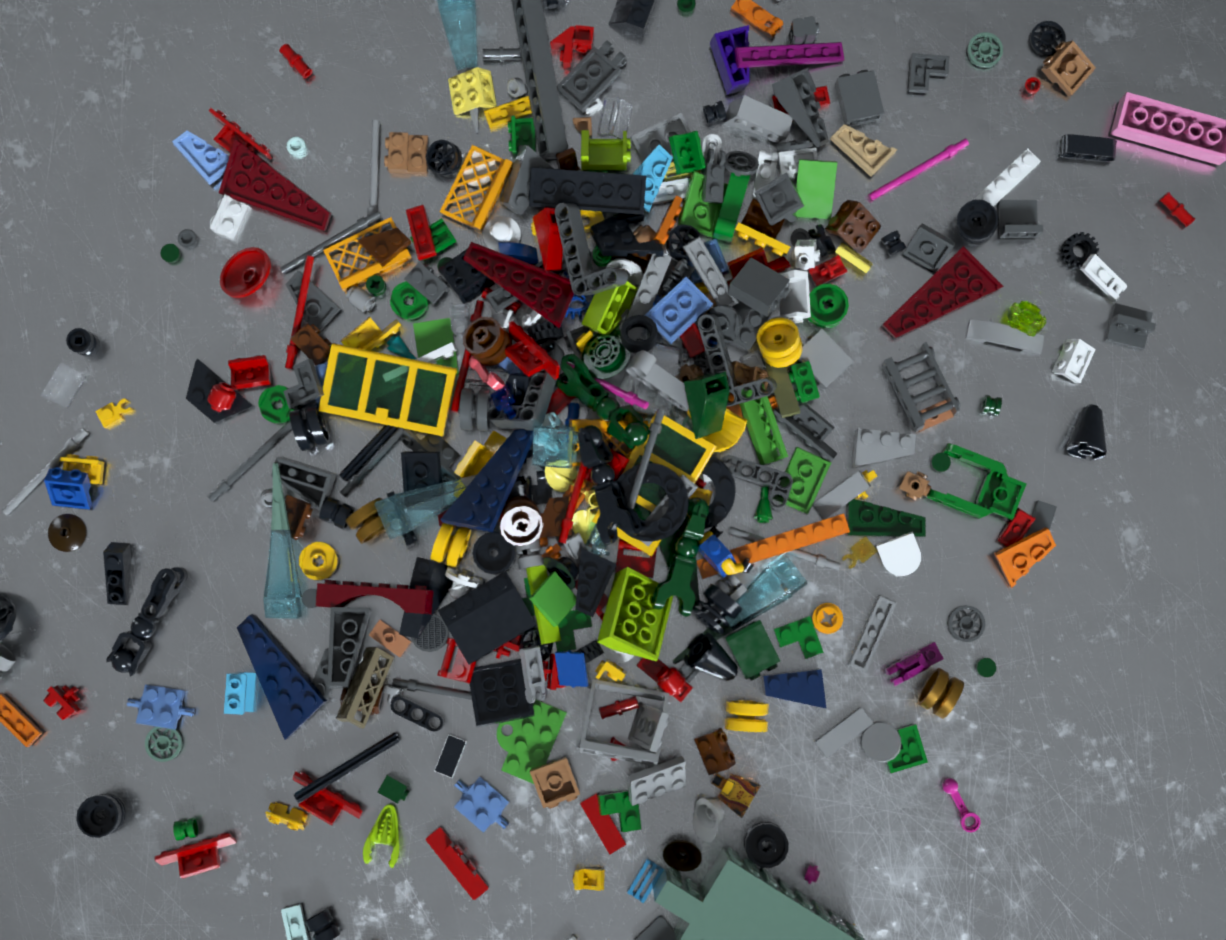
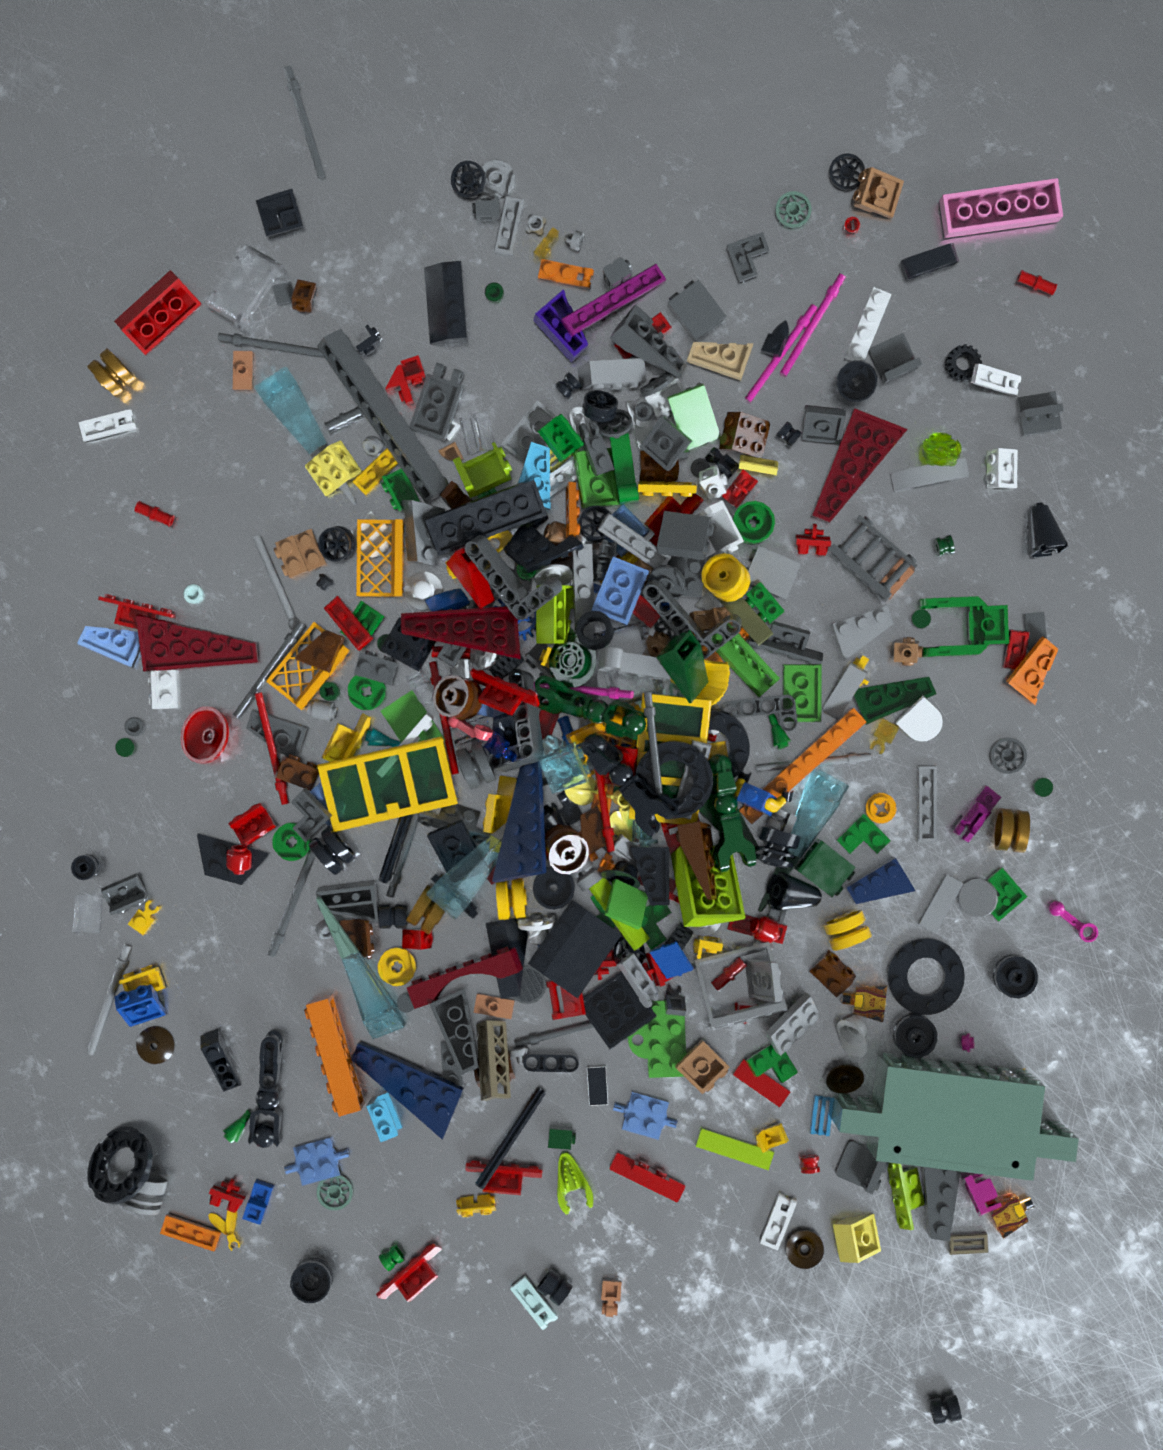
camera: 25 degrees left, 5 degrees up
(49, 730) = (226, 1227): none -> yellow piece
(89, 720) = (258, 1202): none -> blue slope
(100, 643) = (234, 1131): none -> green cone
(105, 382) = (124, 894): none -> dark grey bracket
(222, 615) = (334, 1055): none -> orange brick
(348, 544) = (416, 939): none -> red bracket
(417, 187) = (325, 581): none -> black piece
(549, 874) = (734, 1148): none -> lime tile
(556, 710) = (674, 1002): none -> dark grey plate
(613, 921) = (809, 1164): none -> red wheel
(643, 573) = (696, 843): none -> reddish brown wedge
(735, 141) = (599, 406): none -> black wheel
(772, 158) = (638, 411): none -> dark grey plate
(772, 789) = (898, 974): none -> black plate
(865, 344) = (821, 542): none -> red hips
(894, 836) = (1025, 979): none -> black wheel
(919, 156) = (776, 341): none -> black plate
(987, 137) = (831, 293): none -> dark pink bar

